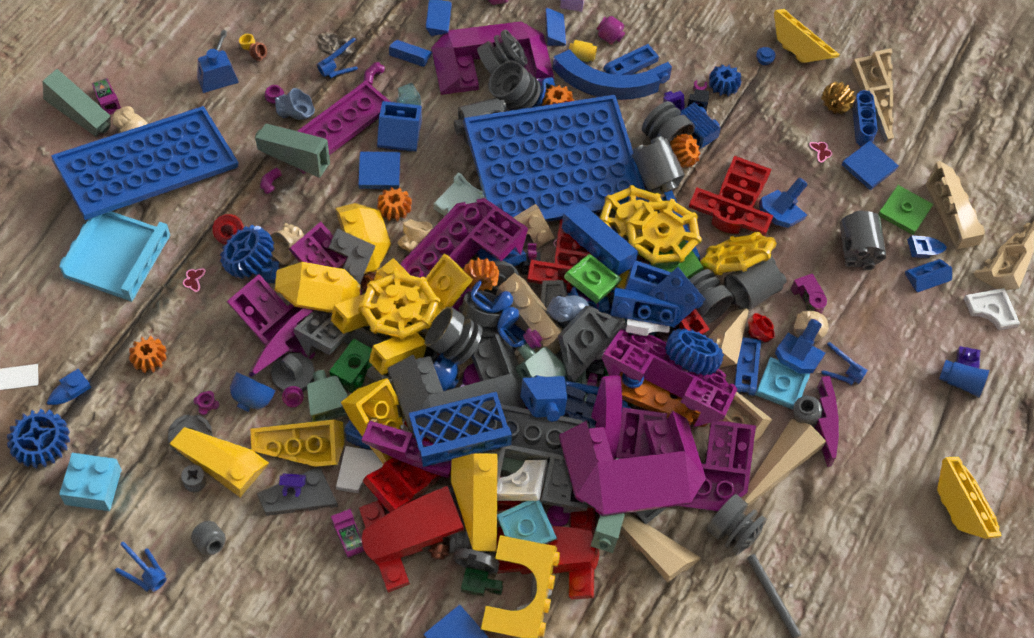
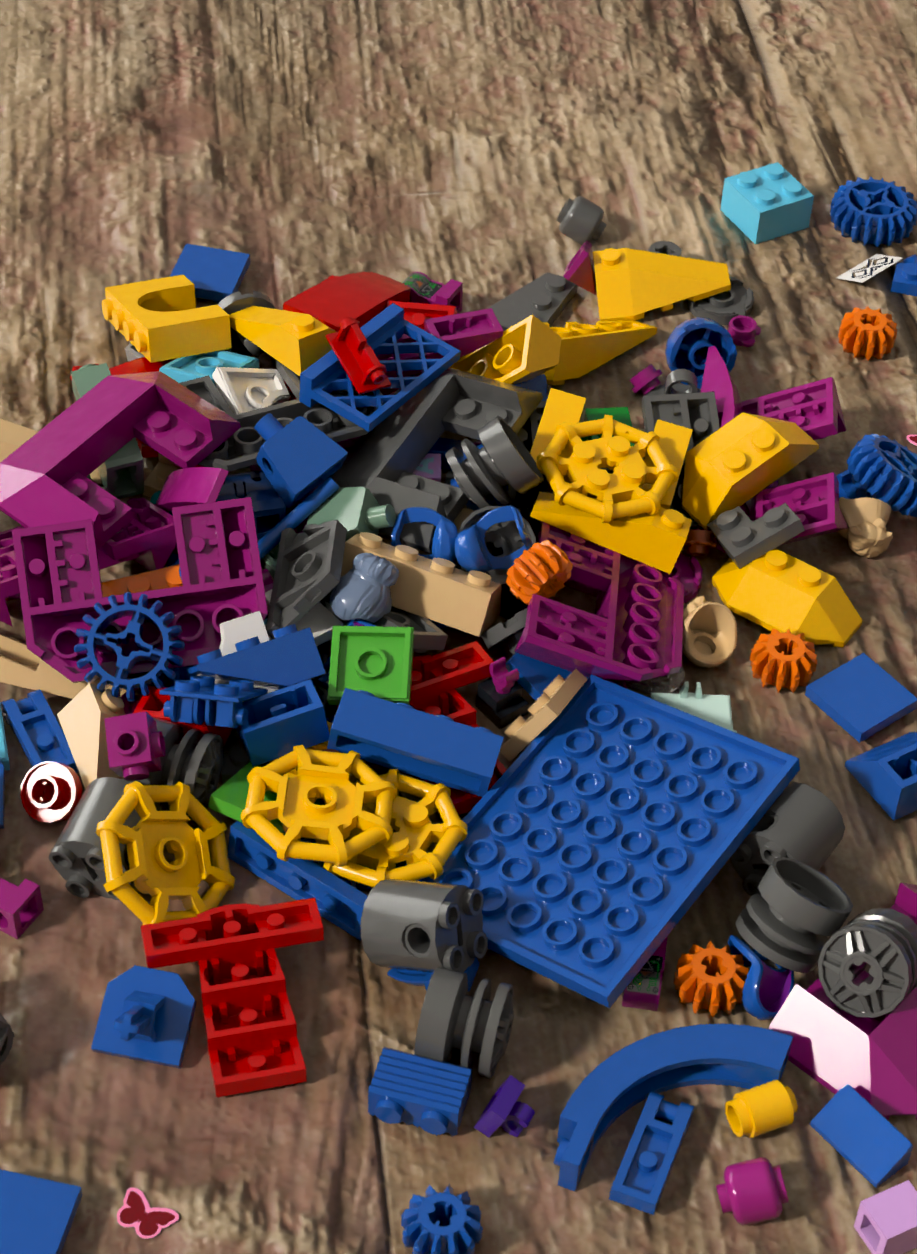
camera: 145 degrees right, 15 degrees down
(87, 404) = (869, 268): none -> white sticker
(152, 578) = (601, 171): blue plant -> none
(248, 496) = (581, 268): none -> slope
(292, 480) = (543, 287): dark purple tile -> none
(325, 397) = (606, 388): sand green torso -> none
(448, 281) = (579, 539): yellow tile -> none
(476, 420) = (357, 357): none -> red hinge
(533, 338) = (389, 516): magenta plate -> none
(685, 150) = (397, 1005): orange gear -> none
(700, 96) = (458, 1152): black piece -> none
(730, 285) = (134, 745): none -> magenta brick

